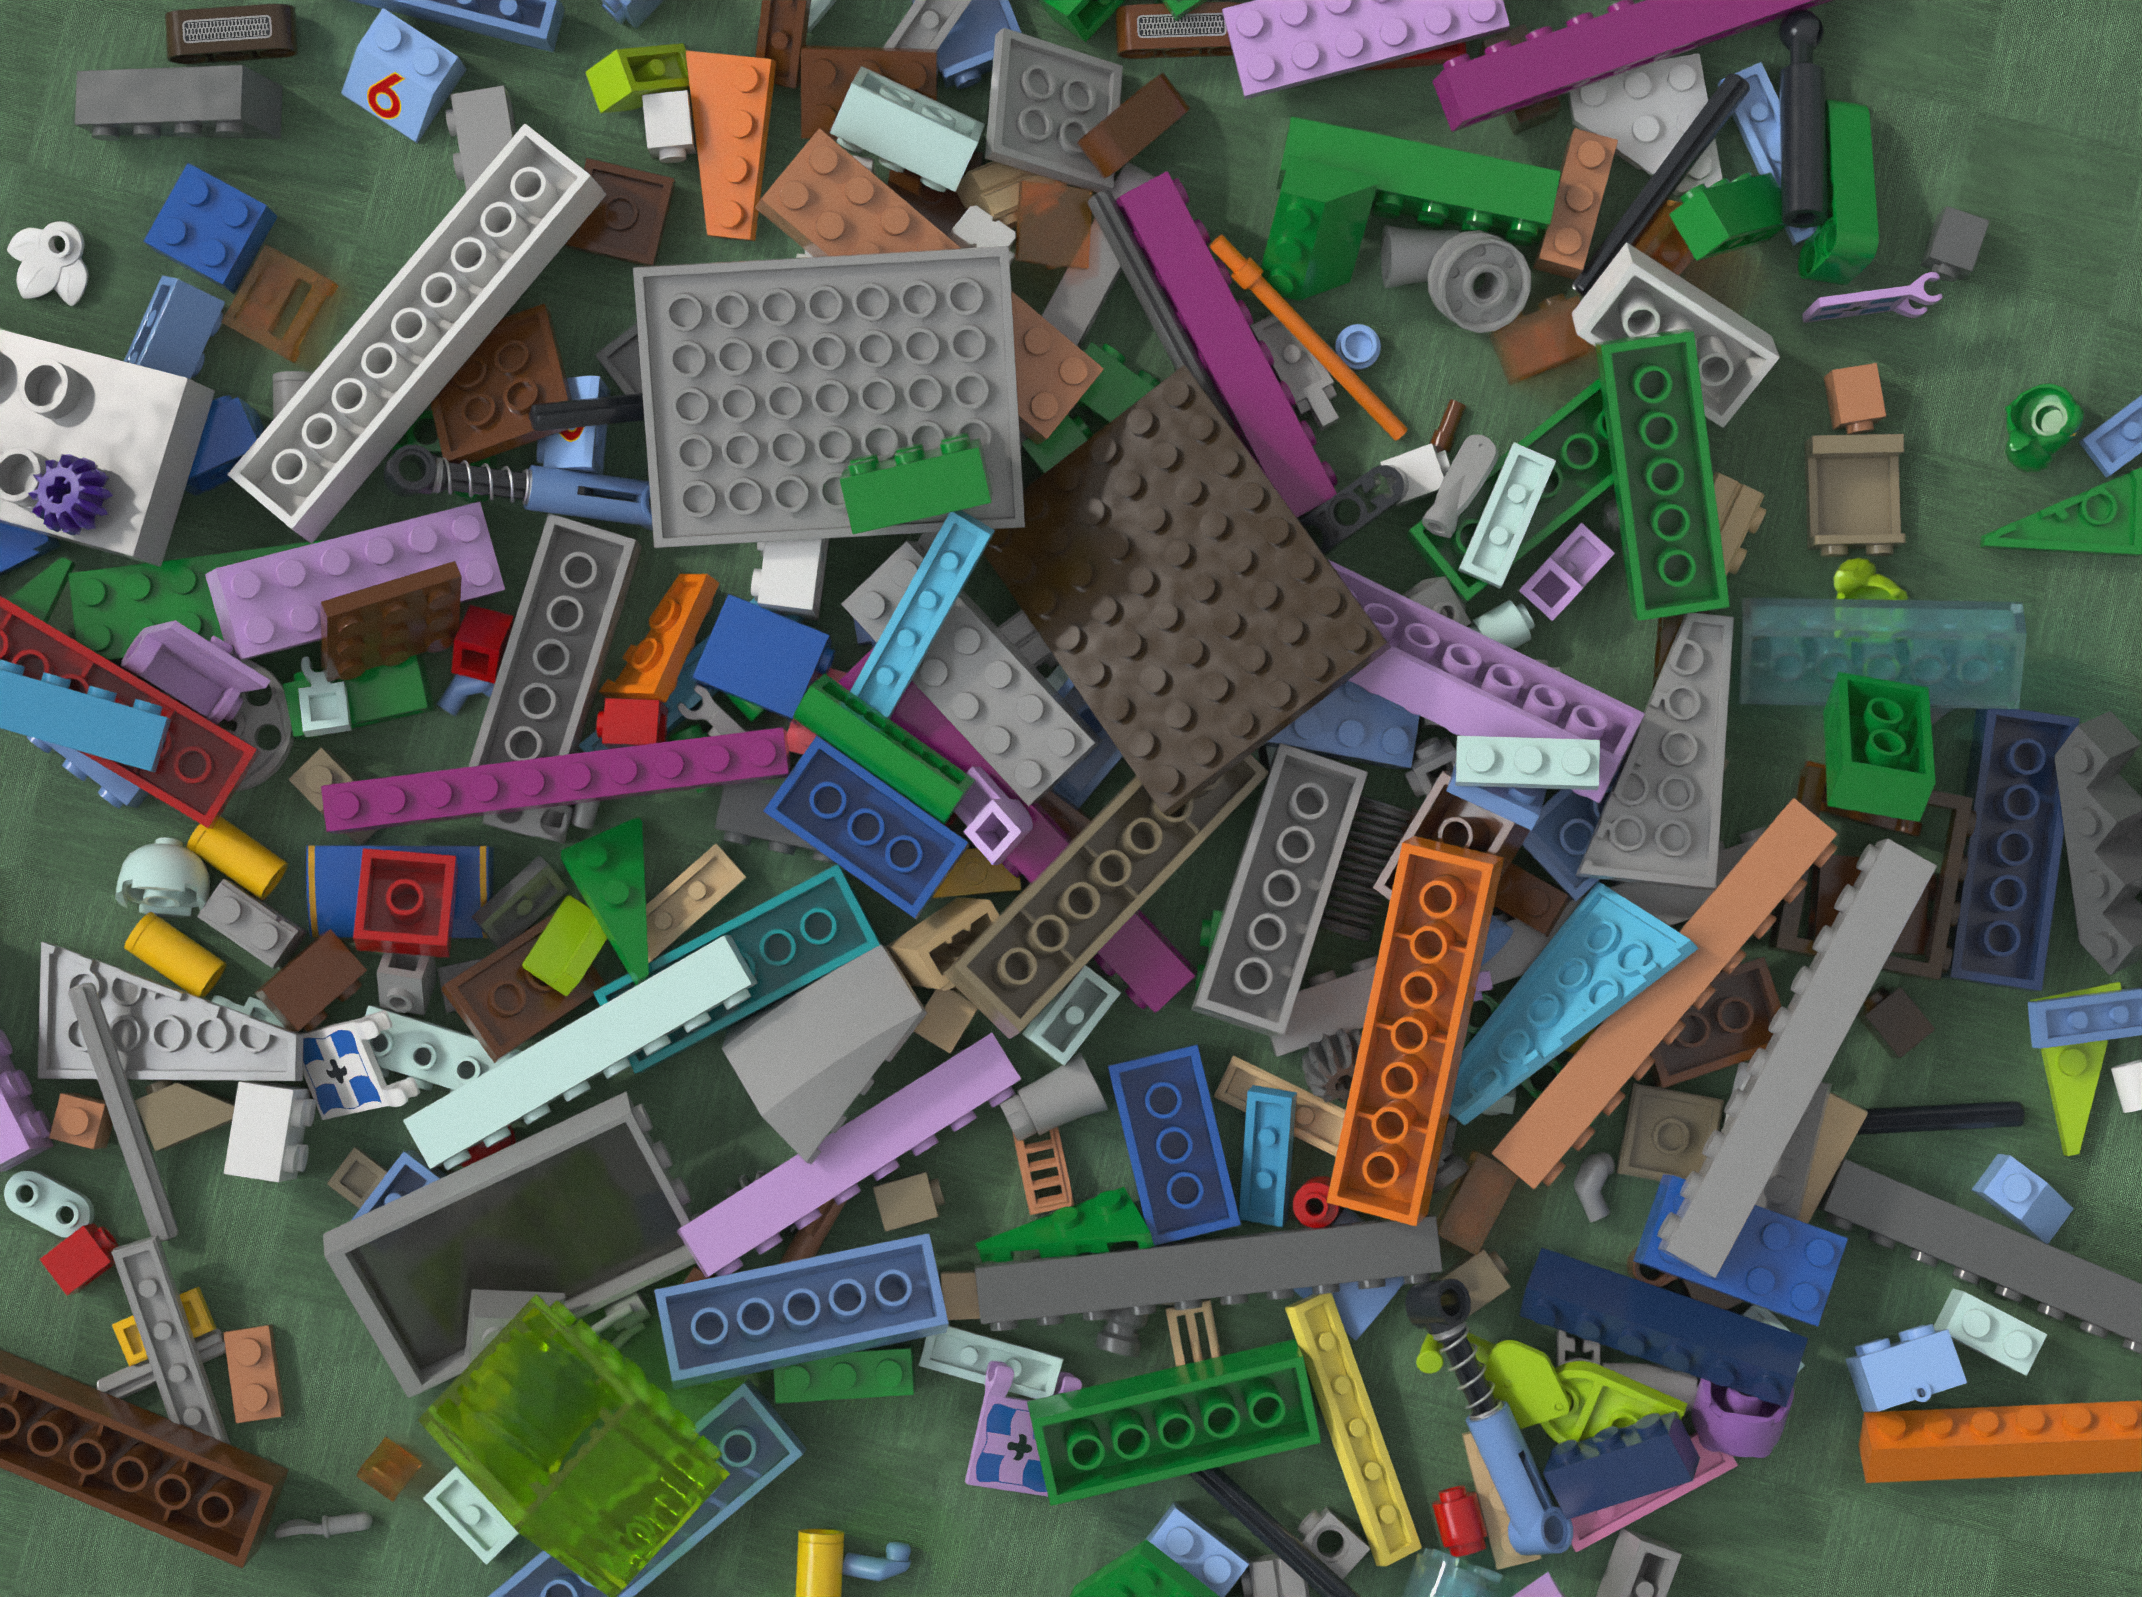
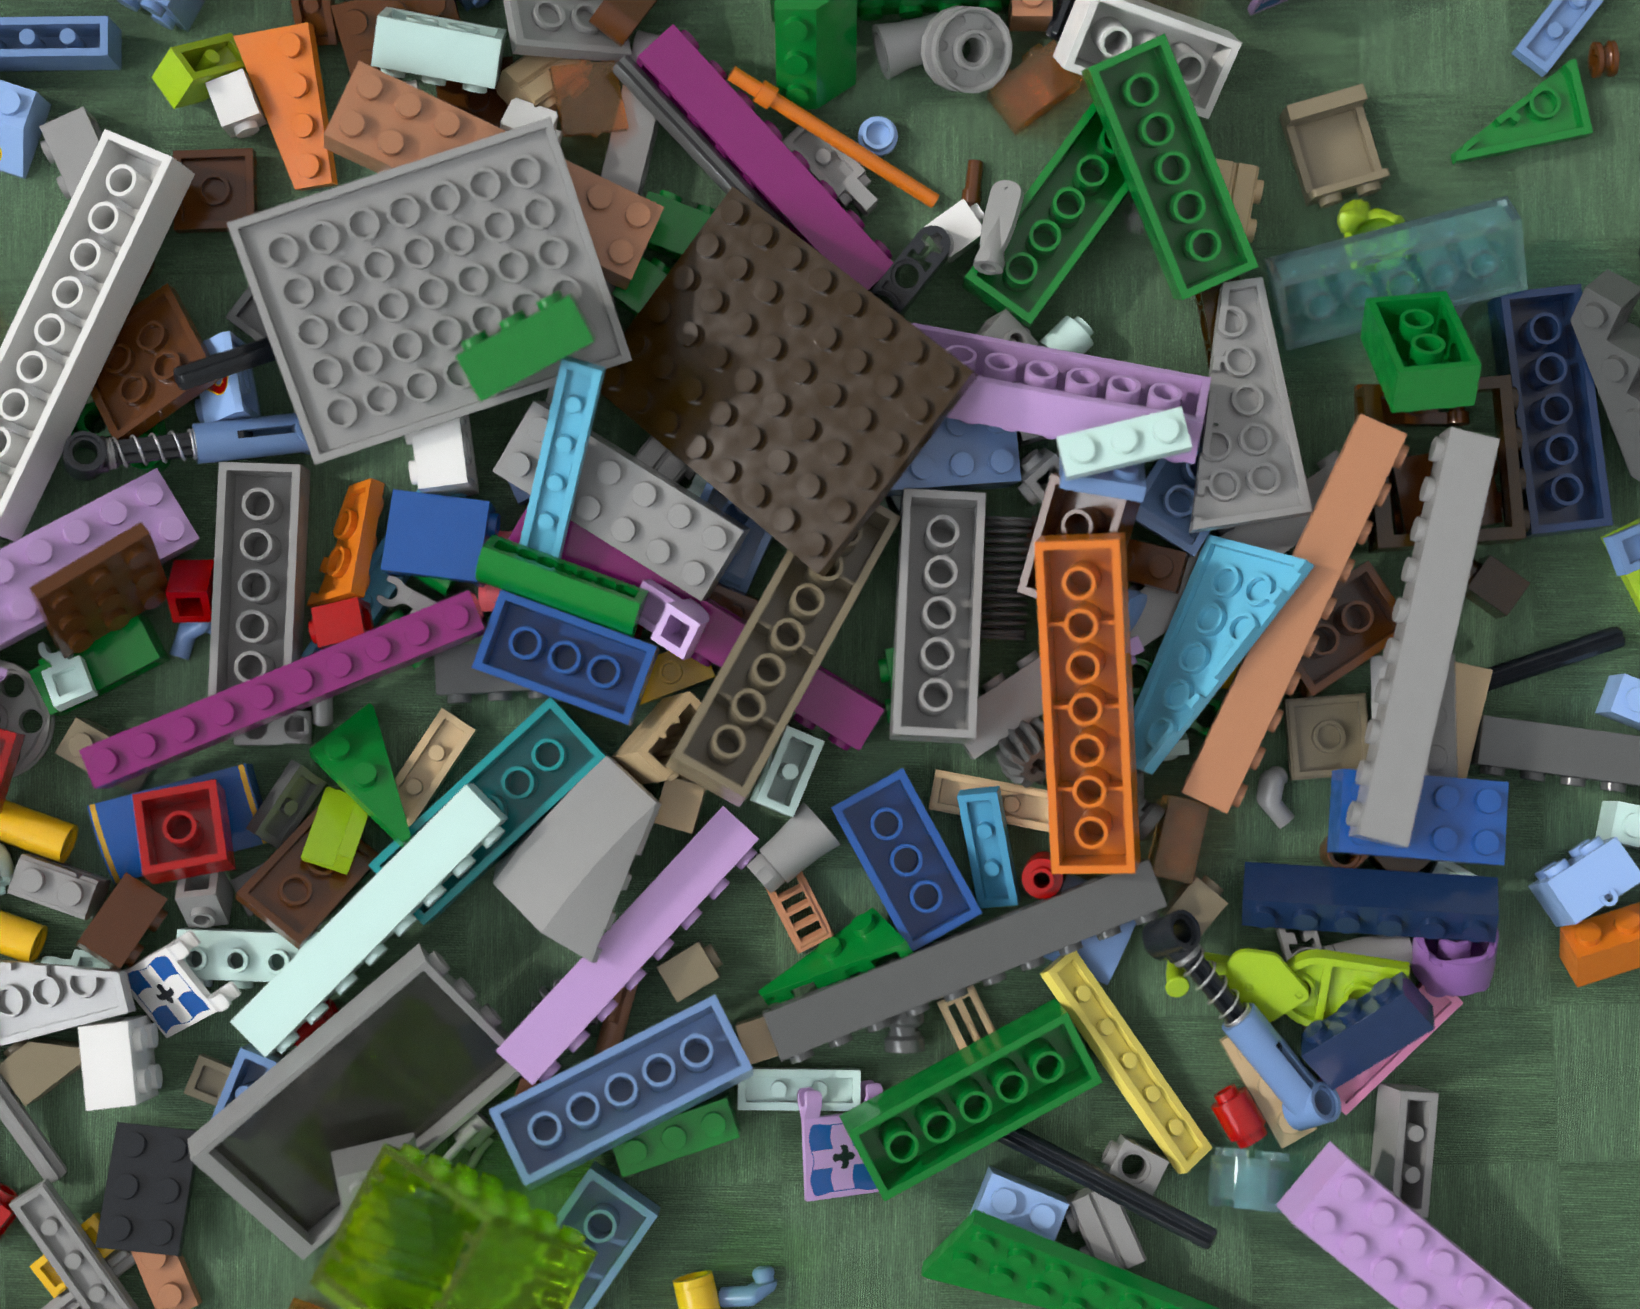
camera: 20 degrees left, 0 degrees up
(261, 1277) = (147, 1190): none -> black plate
(1507, 515) = (1045, 240): light aqua plate -> none
(1566, 571) = (1108, 277): lavender brick -> none
(1855, 398) = (1312, 65): nougat brick -> none
(2040, 425) = (1476, 46): green hair -> none

